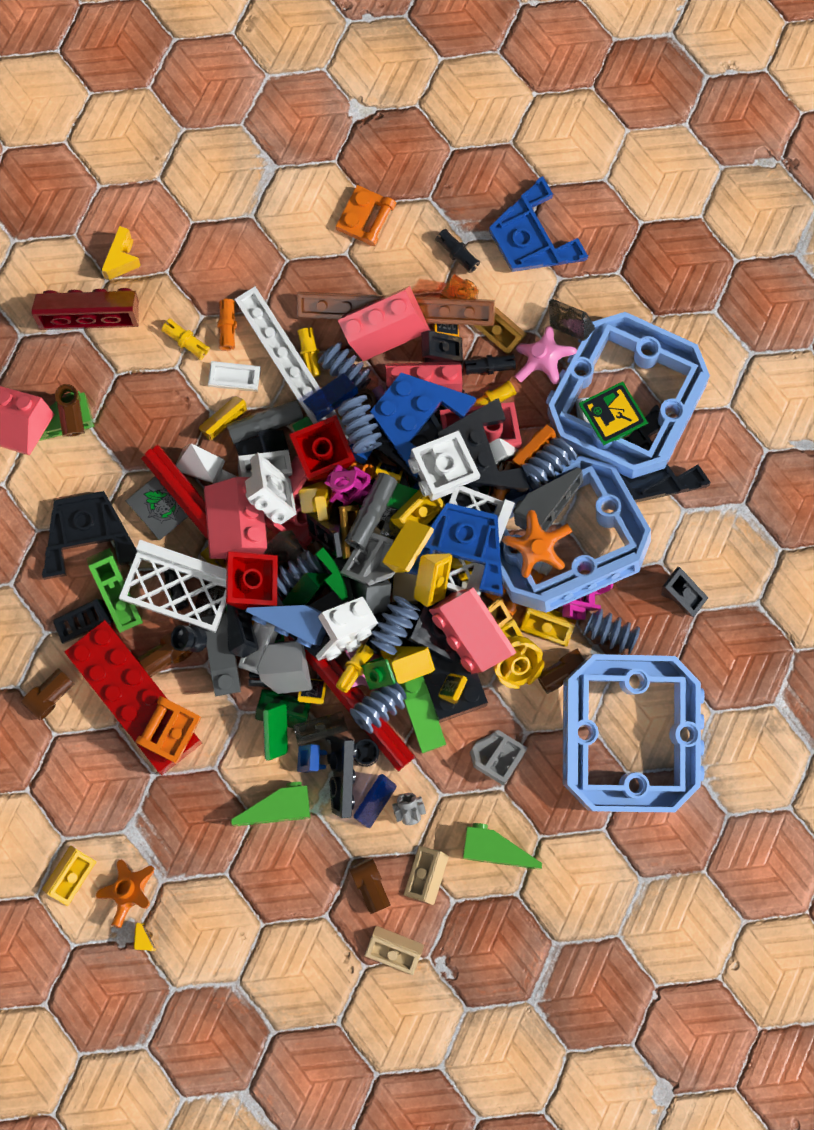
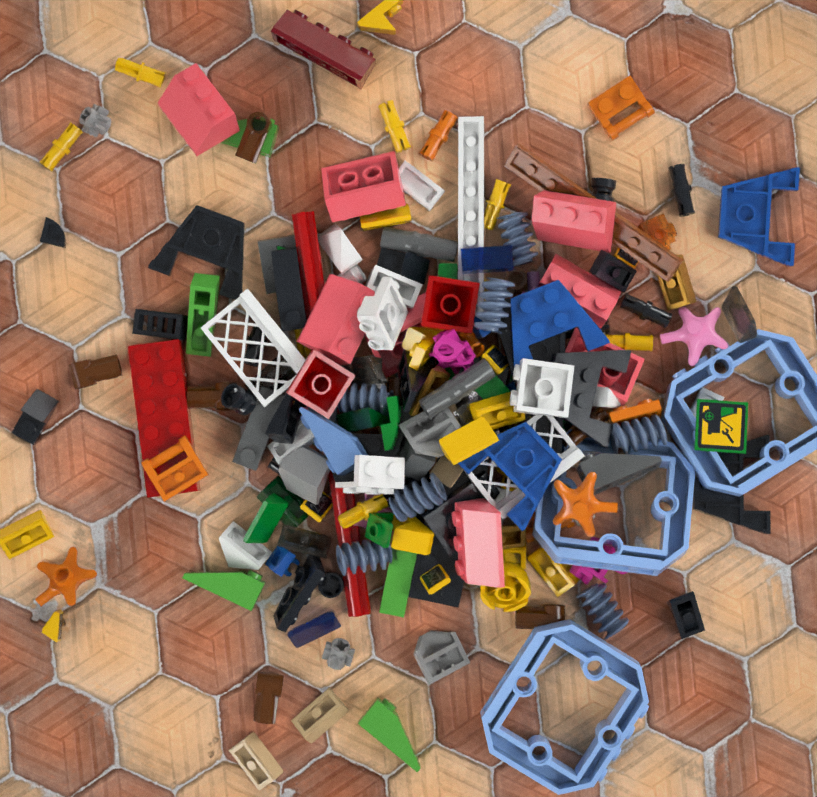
camera: 40 degrees right, 10 degrees up
(18, 766) = (35, 416): none -> black slope
(176, 521) = (288, 289): none -> black slope
(189, 402) = (363, 187): none -> coral slope
(269, 774) = (242, 554): none -> white slope
(390, 284) = (603, 188): none -> black wheel
(432, 578) = (472, 480): yellow slope -> none

